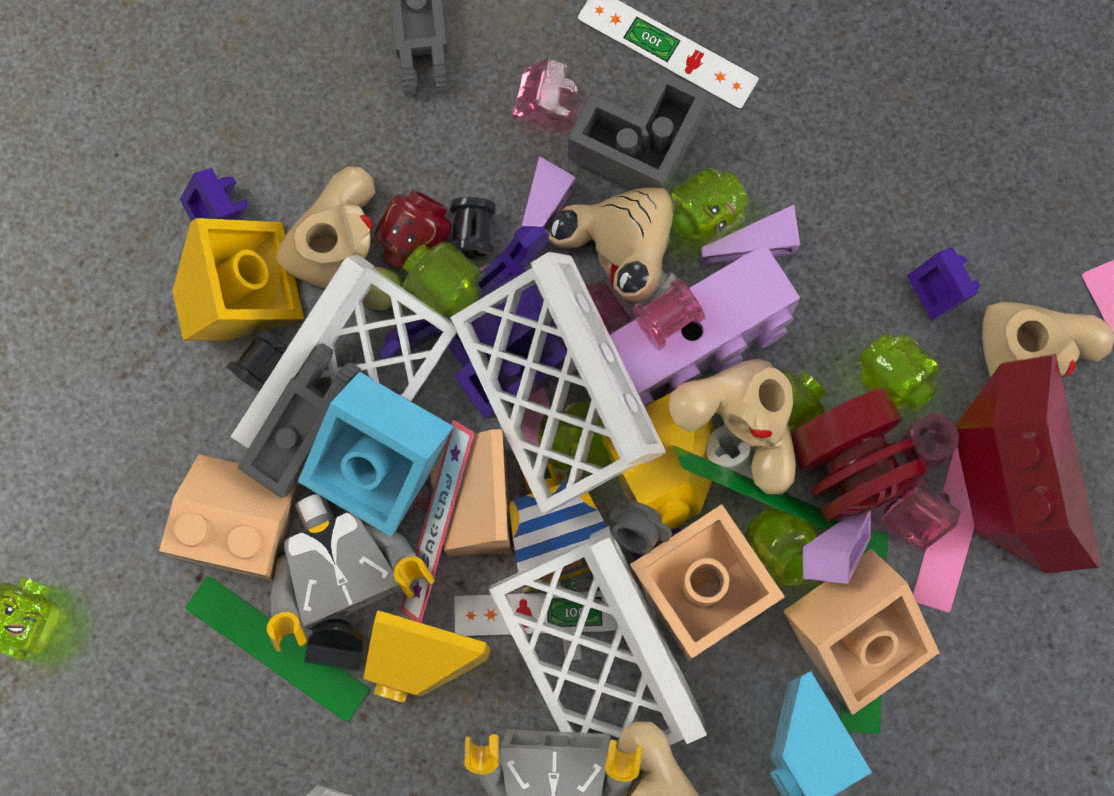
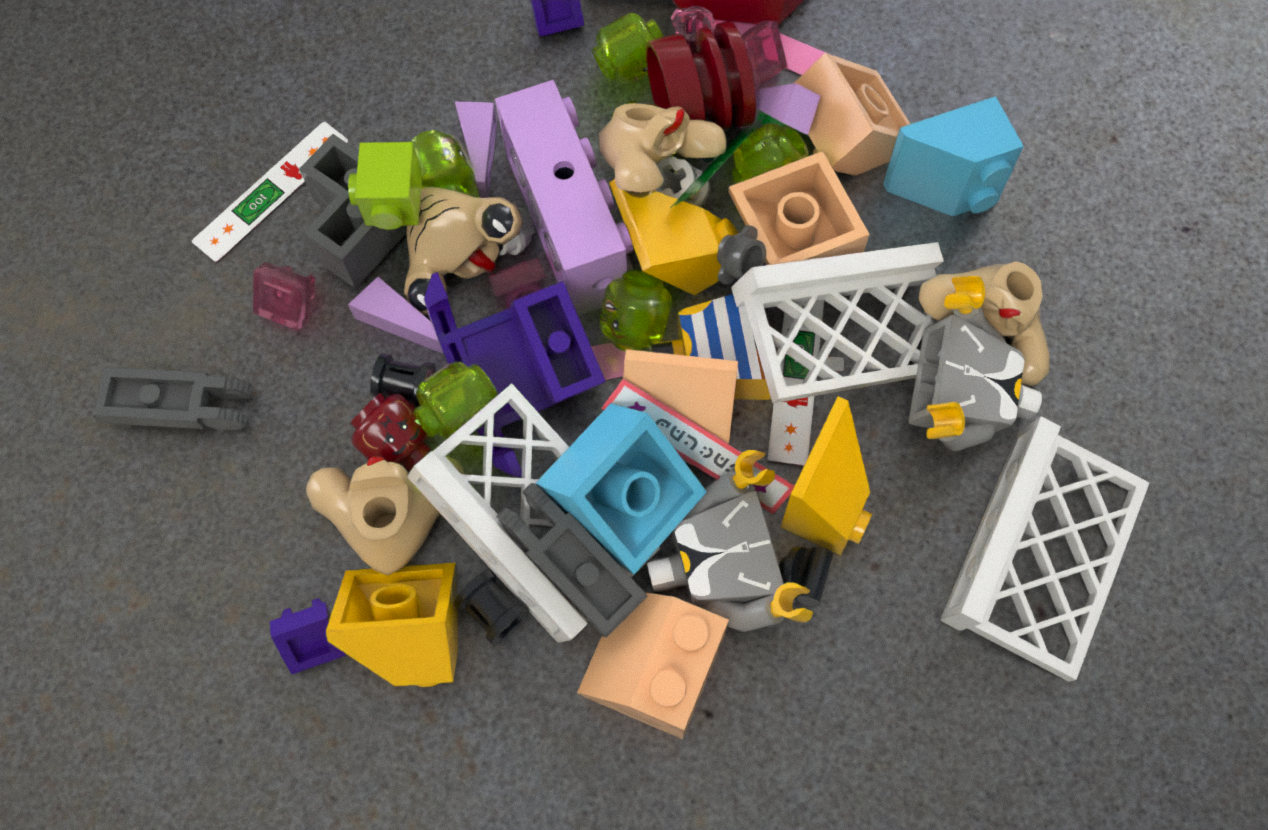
camera: 80 degrees left, 10 degrees down
(248, 630) = (792, 646): green sticker -> none
(596, 361) = (581, 245): white fence -> none
(644, 161) = (387, 184): none -> lime brick
(668, 313) = (546, 176): clear pink bush -> none

